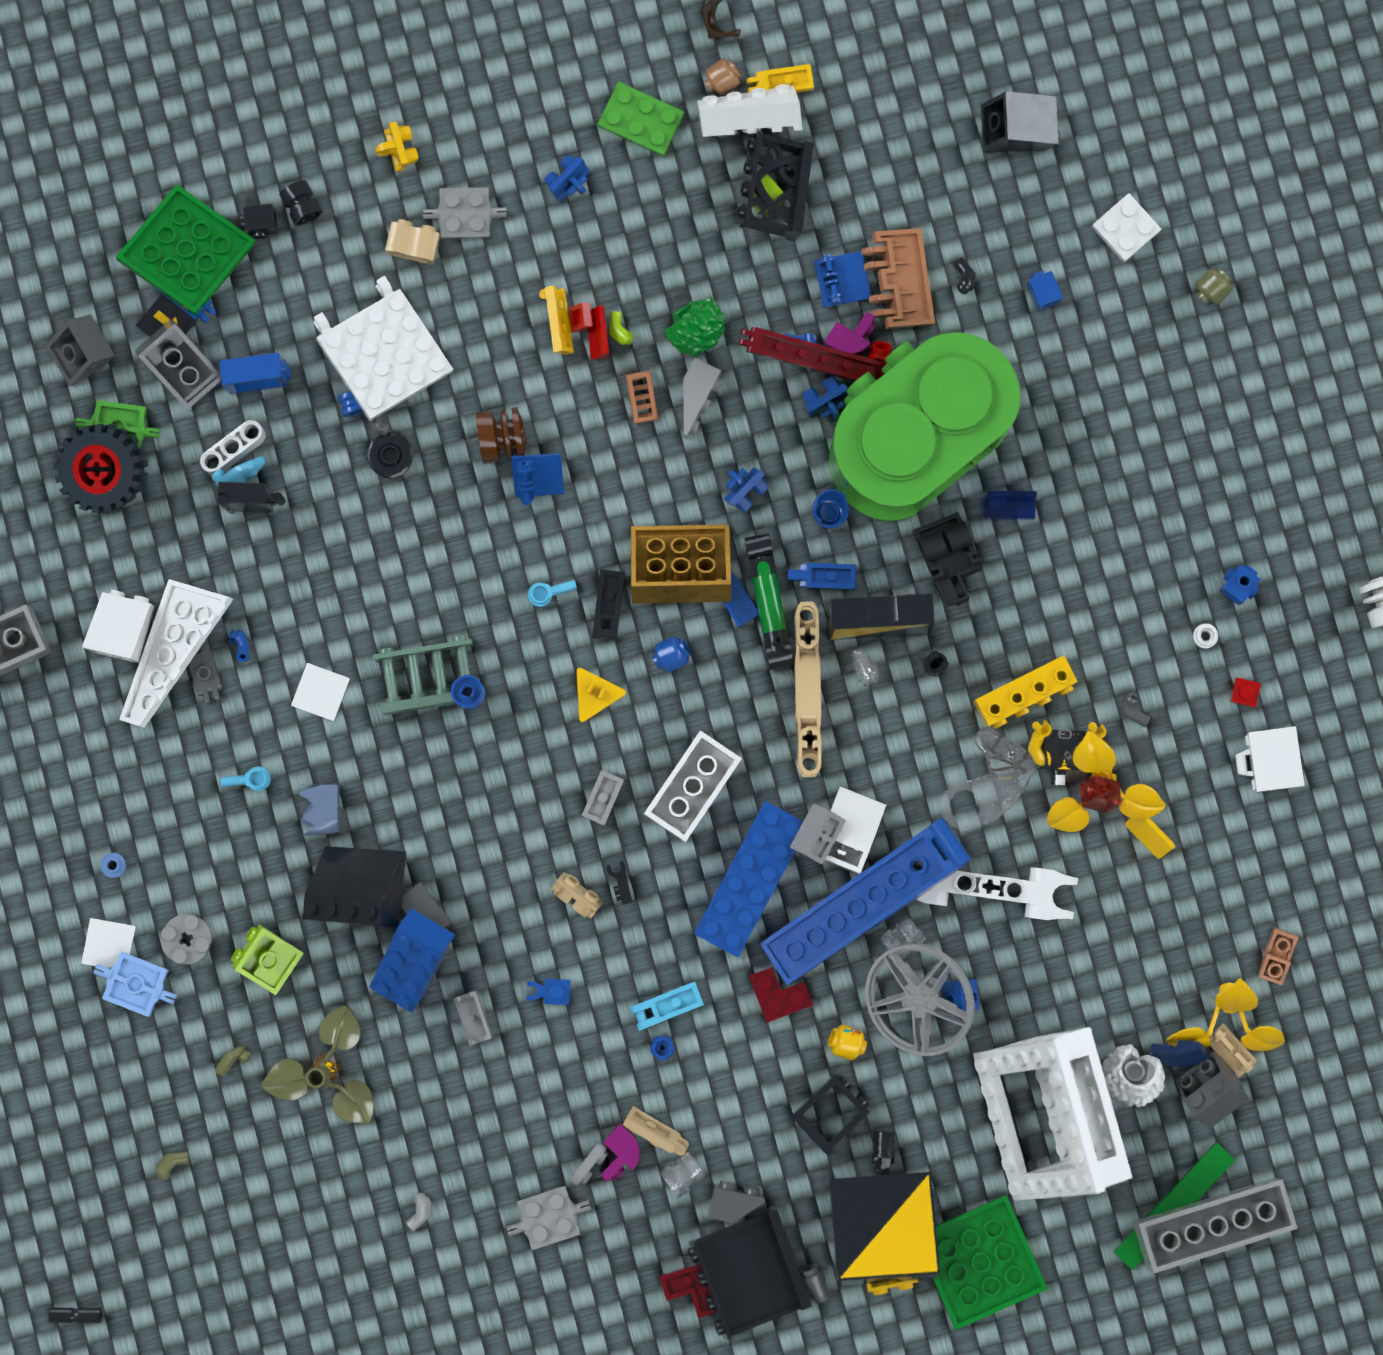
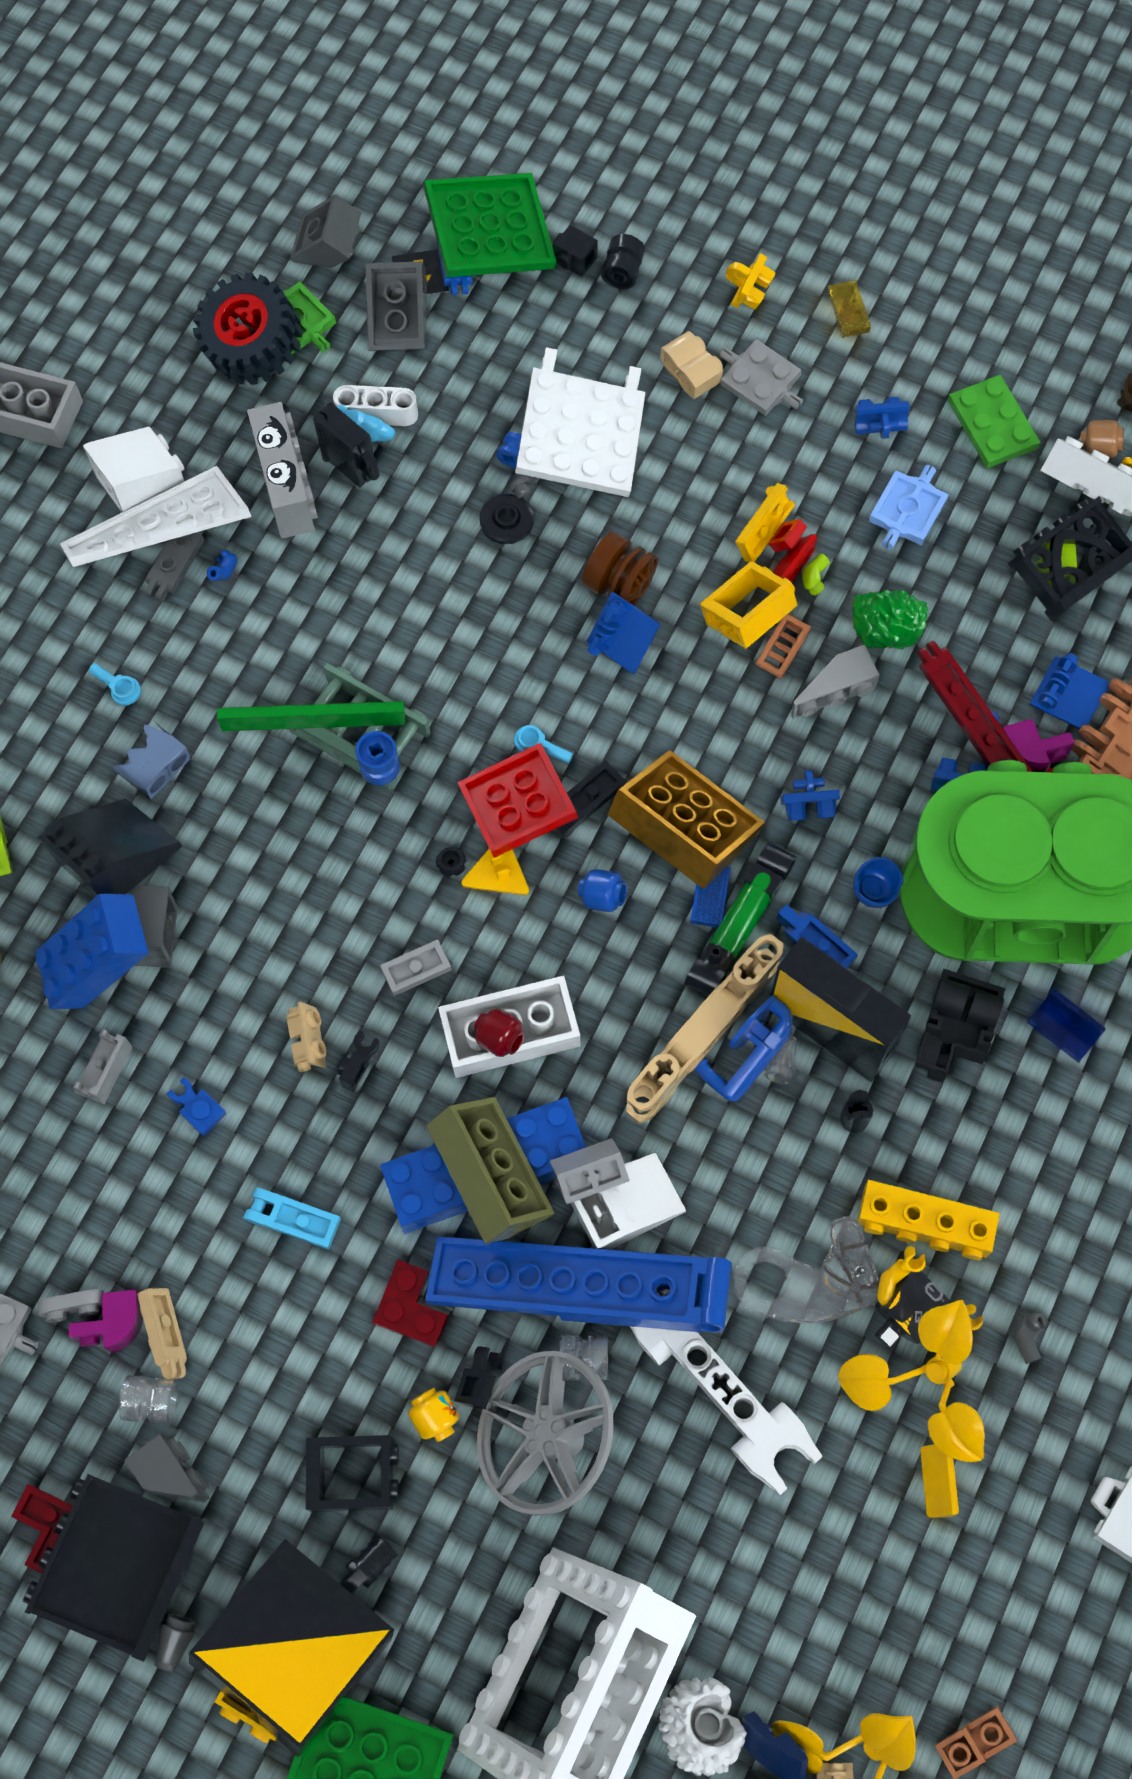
camera: 45 degrees right, 15 degrees down
(215, 546) = (283, 469): none -> light grey brick
(254, 373) = (451, 356): blue window -> none
(320, 692) = (253, 665): white sticker -> none
(400, 699) = (311, 716): none -> green tile
(479, 112) = (849, 308): none -> clear yellow plate
(564, 707) = (451, 854): none -> black plate
(571, 642) = (517, 800): none -> red plate
(618, 390) = (761, 618): none -> yellow window
(639, 231) = (908, 507): none -> light blue plate
(662, 1054) = (246, 1247): blue plate -> none
(696, 799) = (499, 1032): none -> dark red head
(762, 883) = (489, 1169): none -> olive slope
(853, 669) = (767, 1043): none -> blue piece
(855, 1004) = (477, 1382): none -> black plate
(954, 993) = (584, 1459): blue brick -> none
(1100, 794) = (920, 1384): clear red brick -> none

